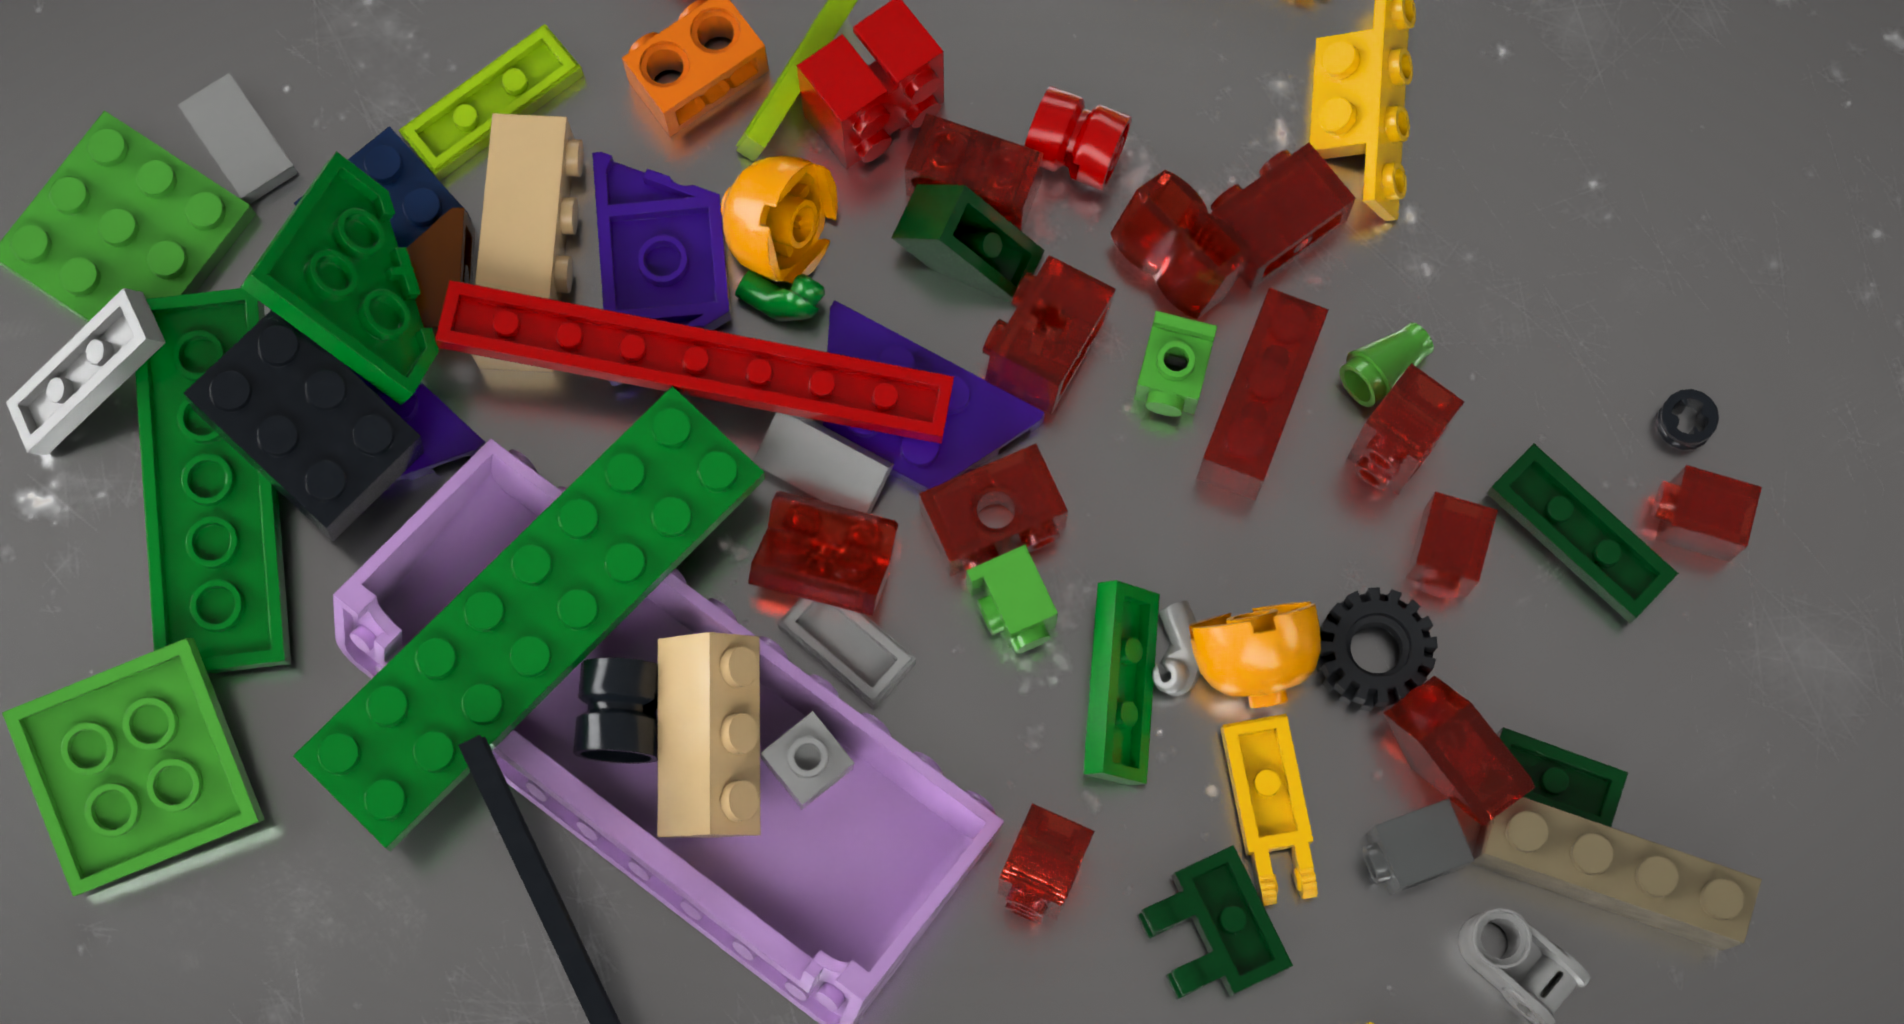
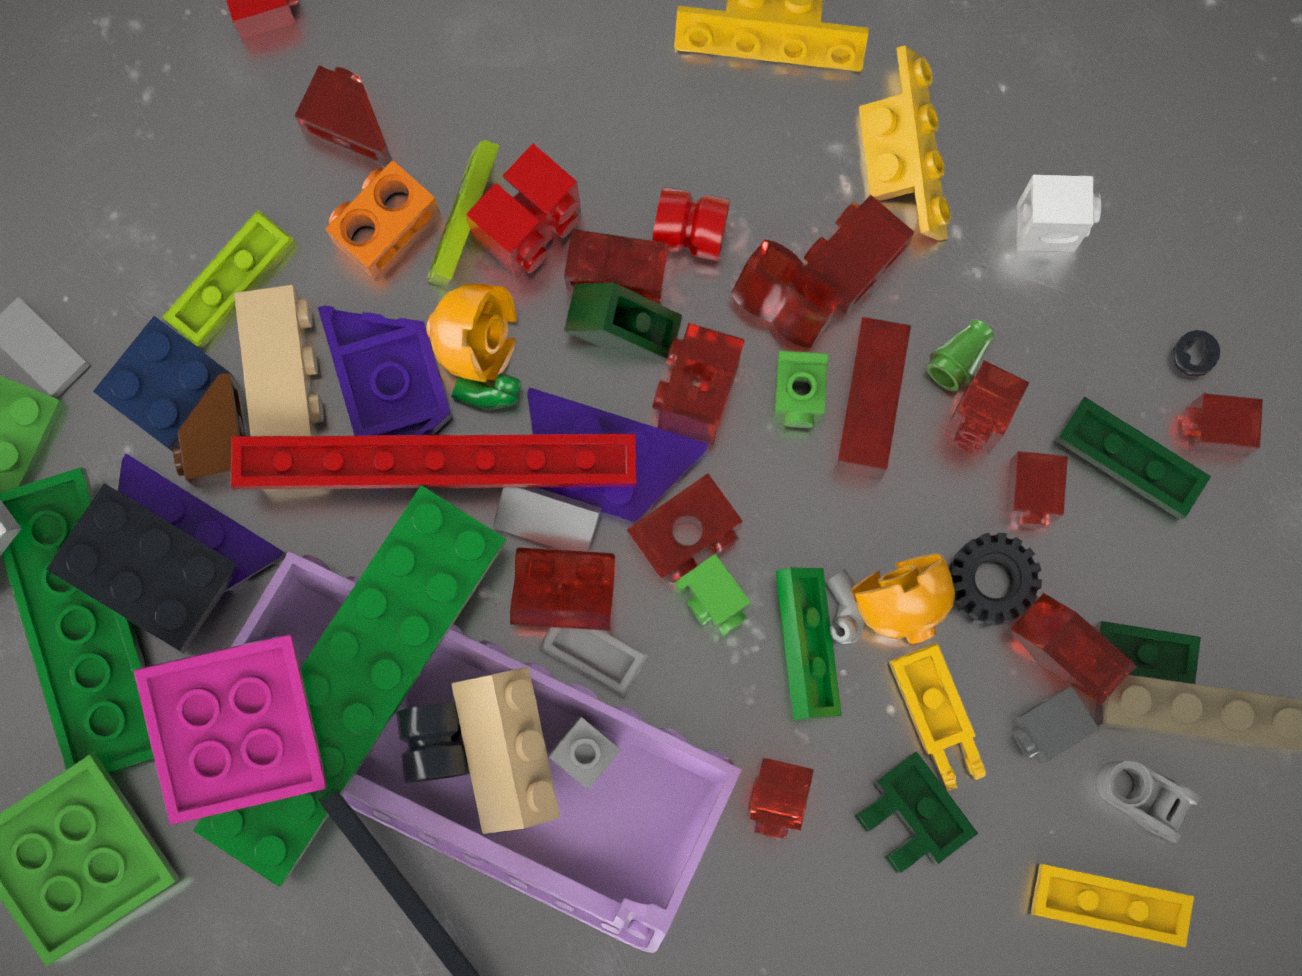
camera: 10 degrees left, 5 degrees up
(347, 281) = (152, 453): green plate -> none
(367, 632) = (230, 728): none -> dark pink plate
(1540, 208) = (1056, 213): none -> white brick

